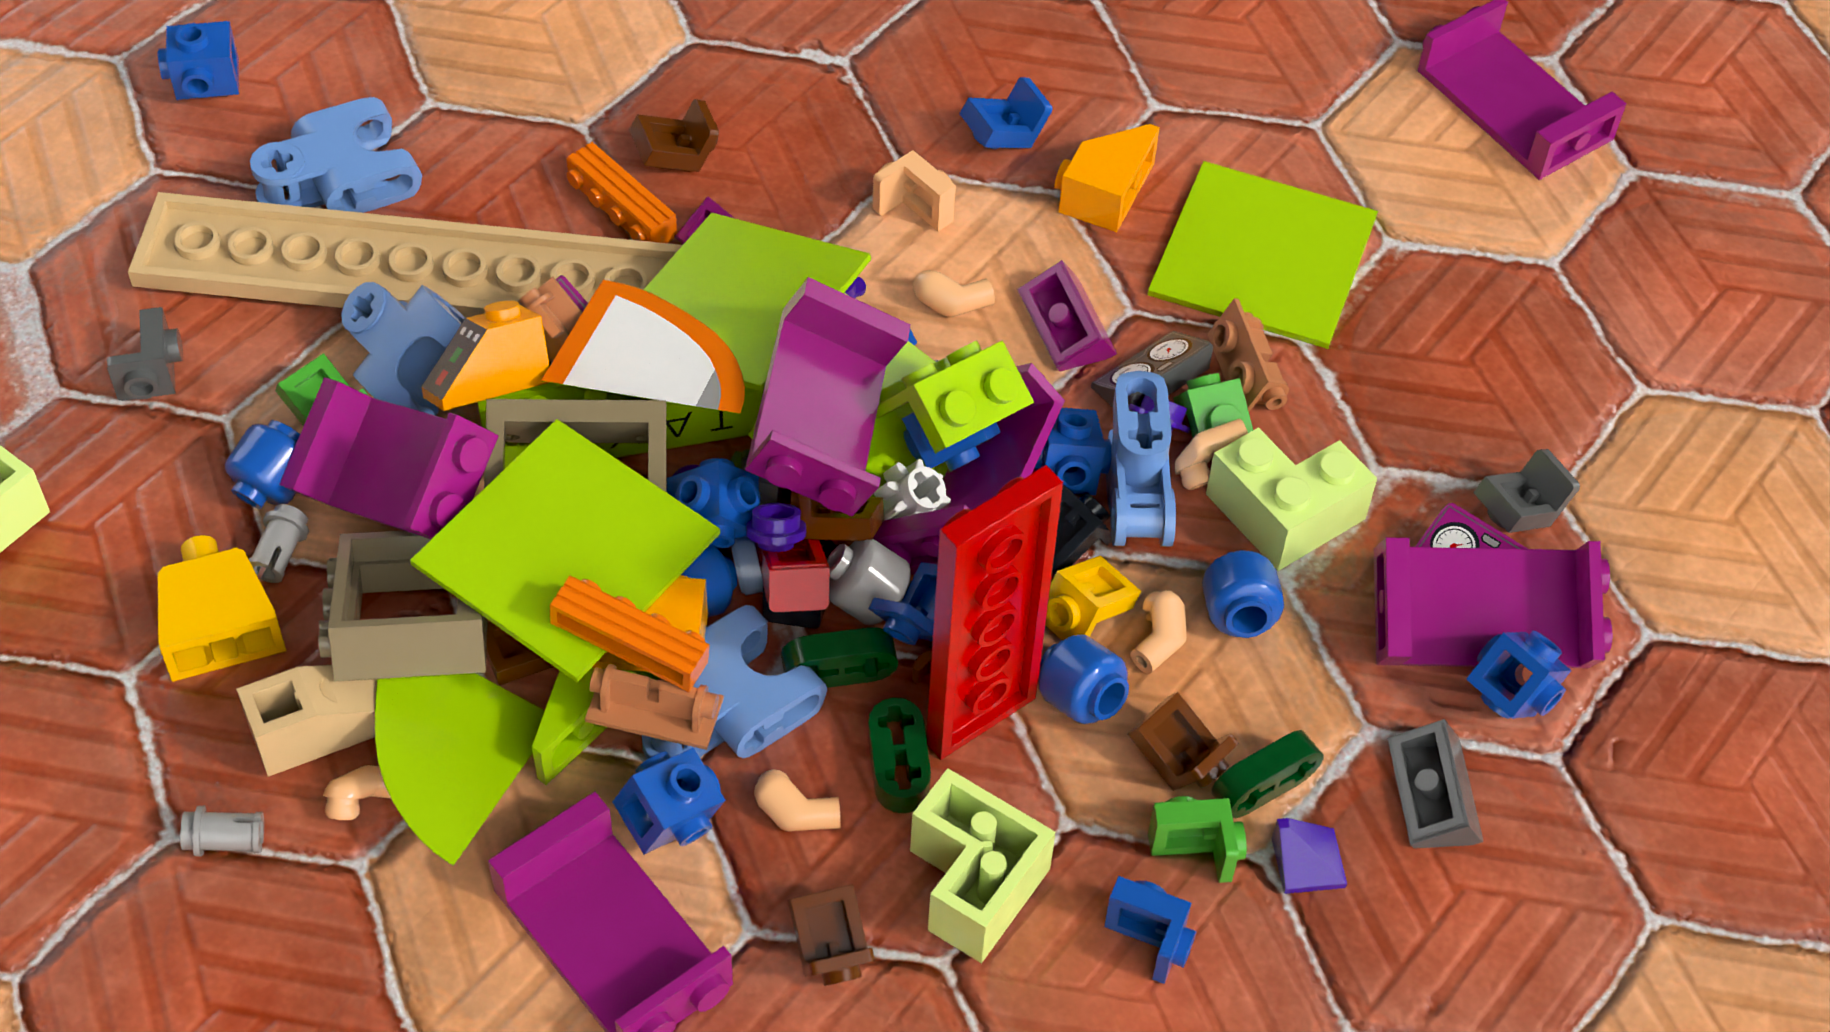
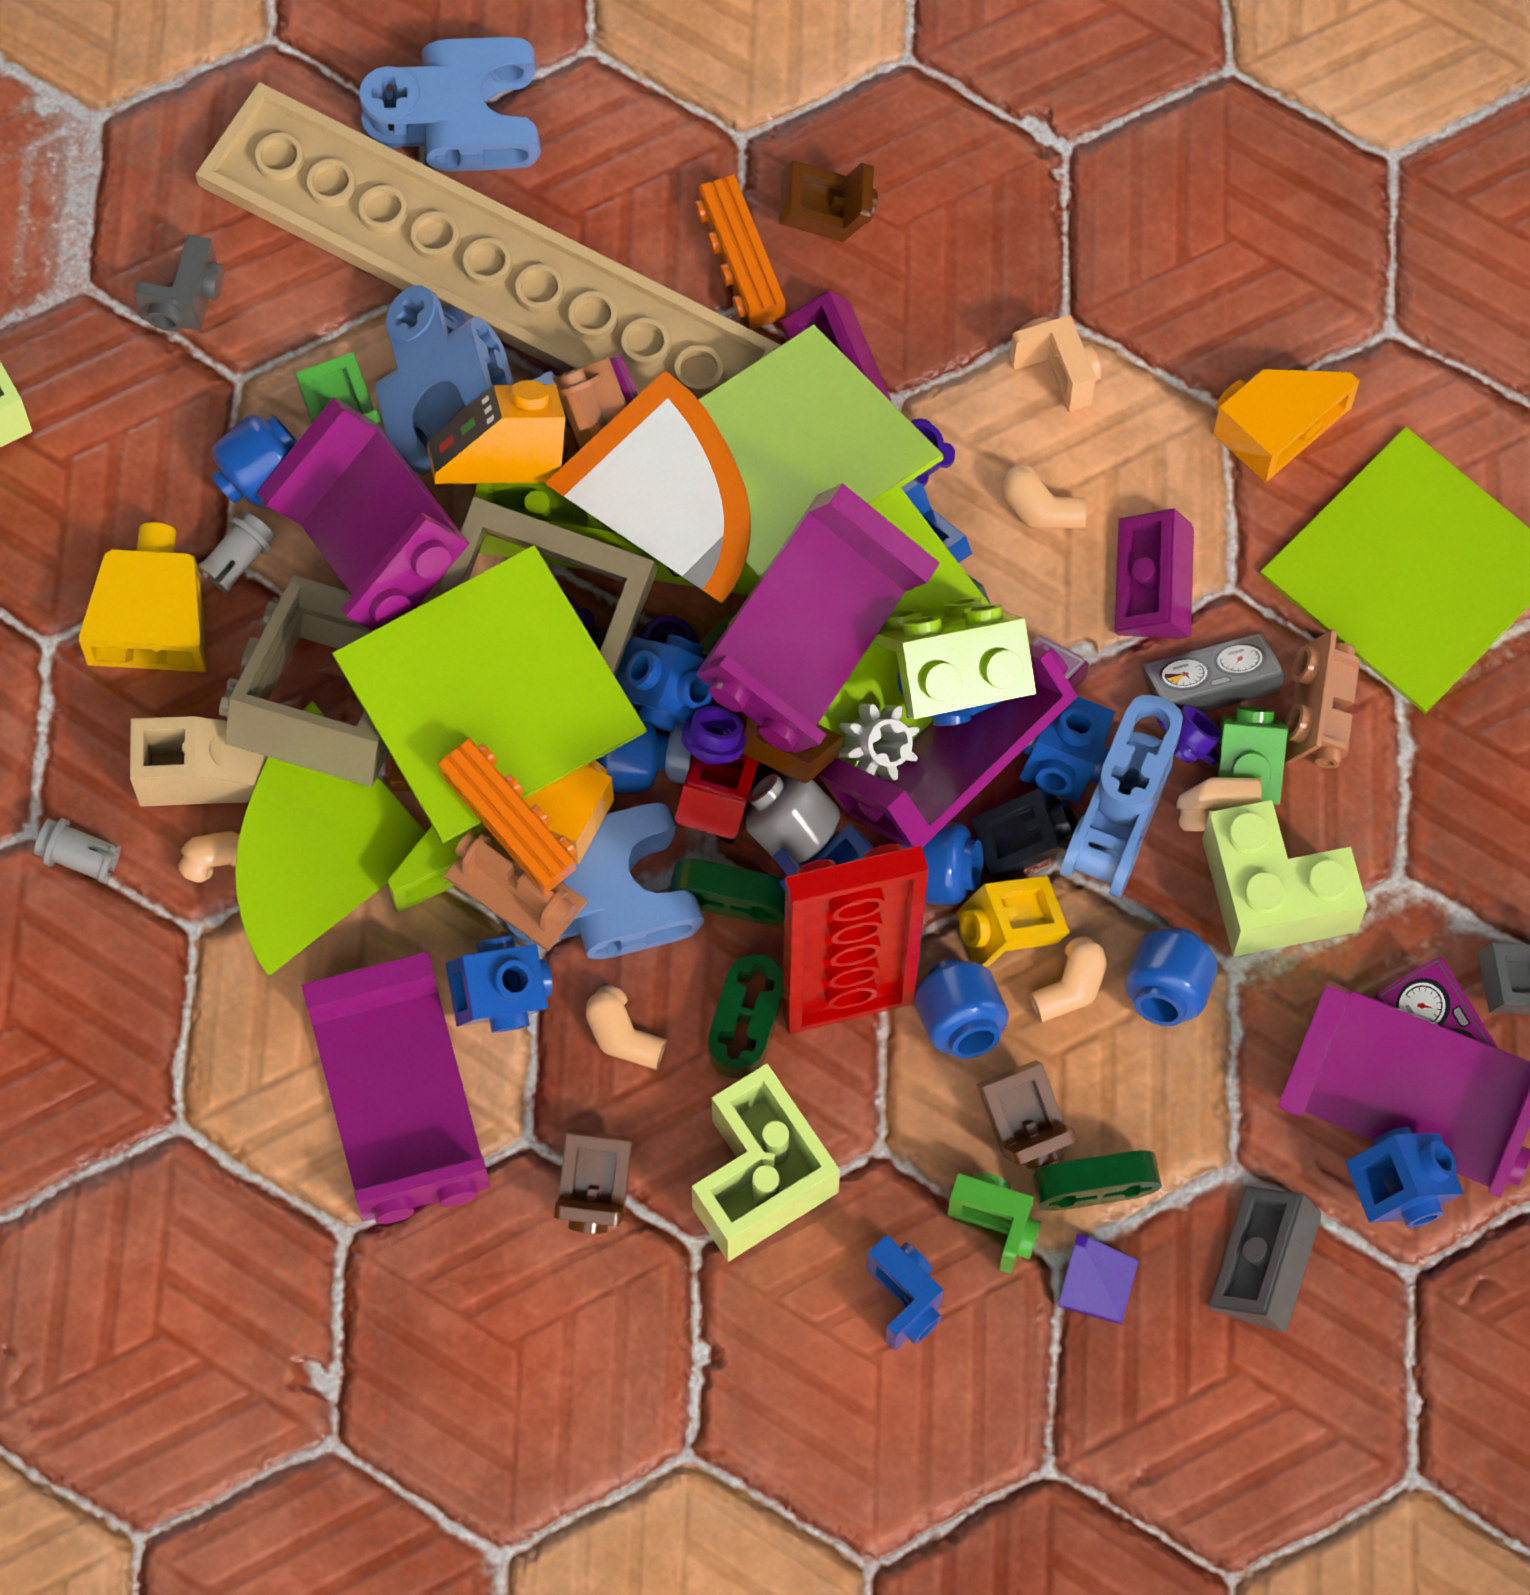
camera: 25 degrees right, 15 degrees up
(1008, 121) = (1204, 300): blue bracket -> none

